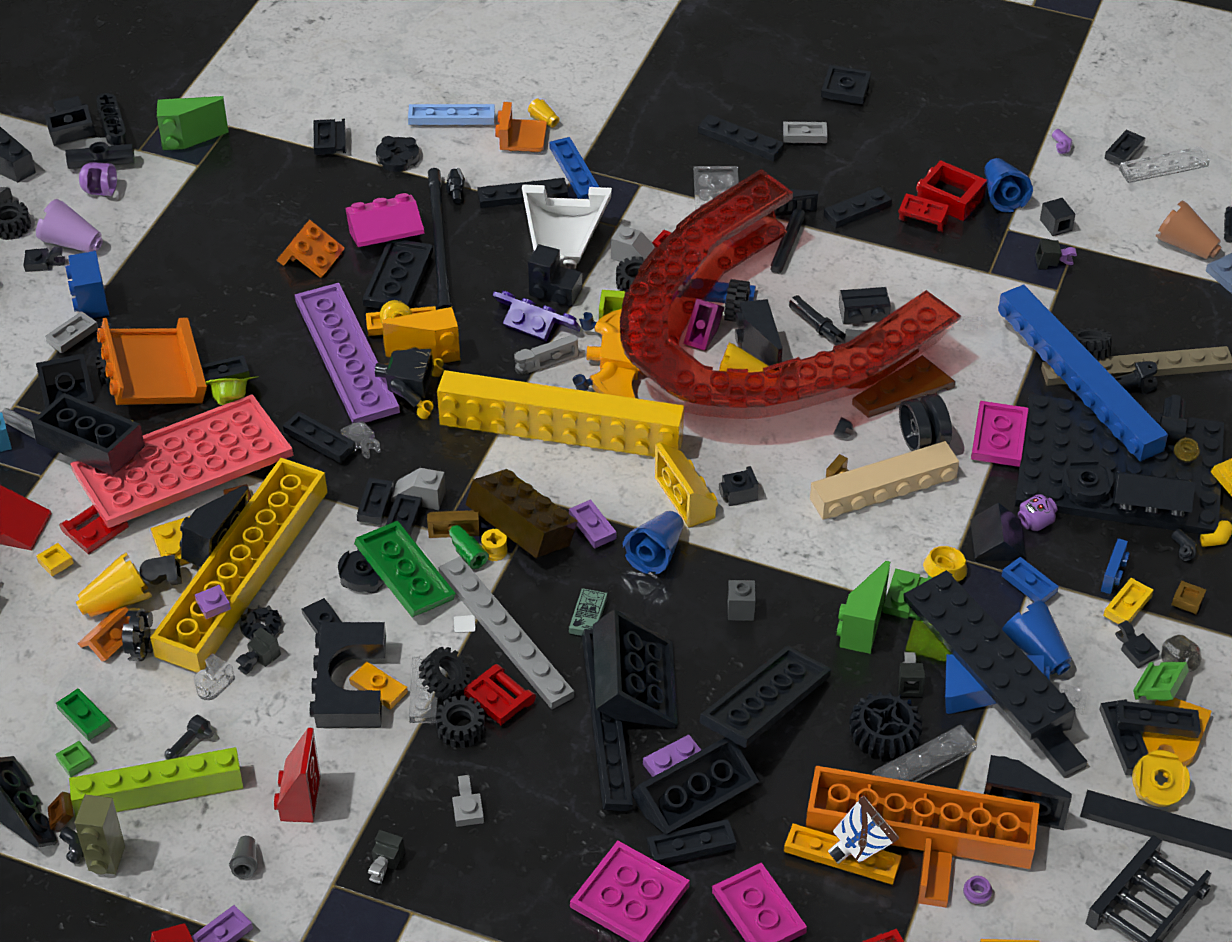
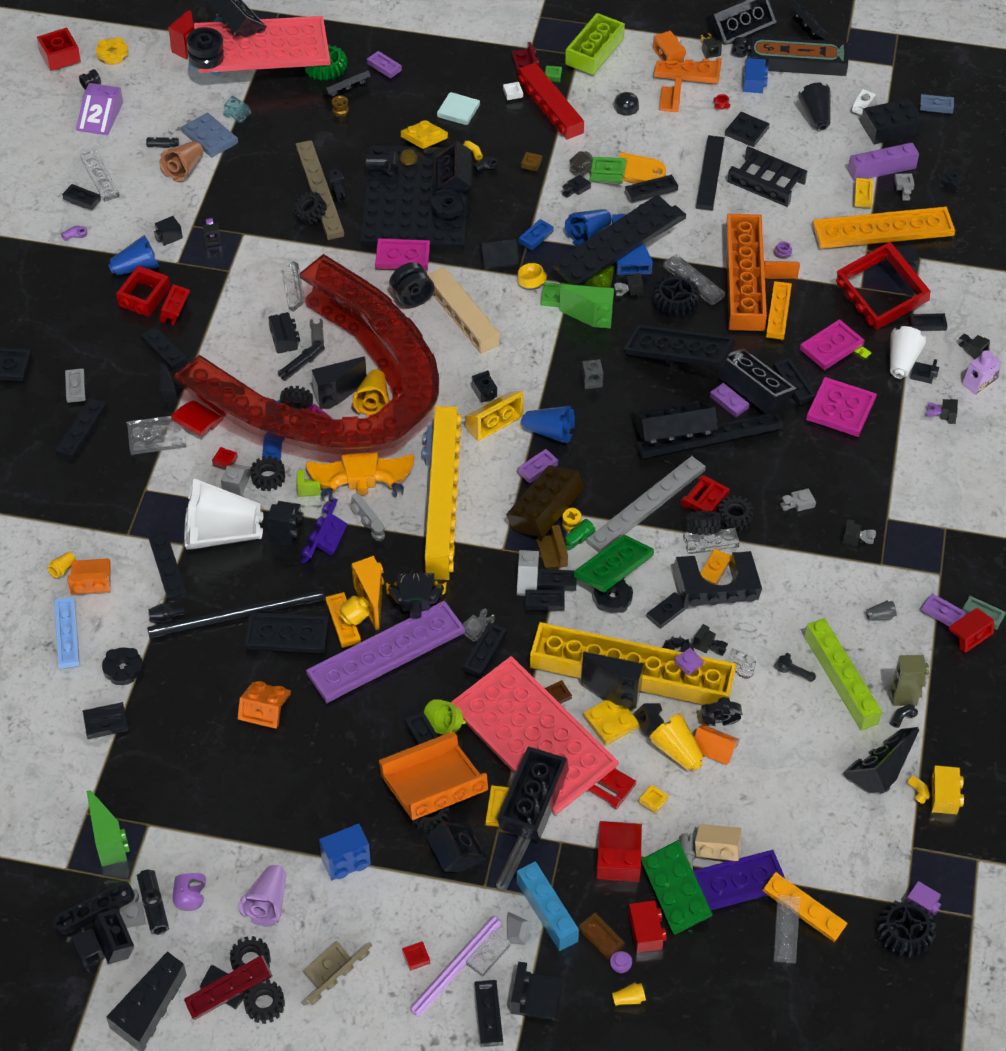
camera: 100 degrees left, 5 degrees up
(41, 258) = (299, 917): black plate -> none
(60, 811) = (882, 727): reddish brown tile -> none
(71, 332) = (394, 860): light grey plate -> none
(74, 758) = (831, 736): bright green tile -> none
(83, 714) = (794, 738): green plate -> none
(299, 782) = (822, 579): red slope -> none
(384, 220) = (229, 648): dark pink slope -> none
(464, 623) = (643, 530): white sticker -> none
(573, 166) = (136, 531): blue plate -> none
(587, 611) = (619, 459): sand green tile -> none
(838, 466) = (459, 335): pearl gold plate -> none
(861, 833) = (777, 288): torso -> none
(1018, 781) = (715, 228): black slope -> none
(1037, 512) = (476, 231): medium lavender head -> none
(1083, 373) = (342, 208): blue brick -> none
(1113, 573) = (514, 194): blue plate -> none
(1128, 602) = (543, 188): yellow plate -> none
(1148, 788) = (682, 170): yellow plate -> none
(1157, 719) = (641, 169): black plate -> none

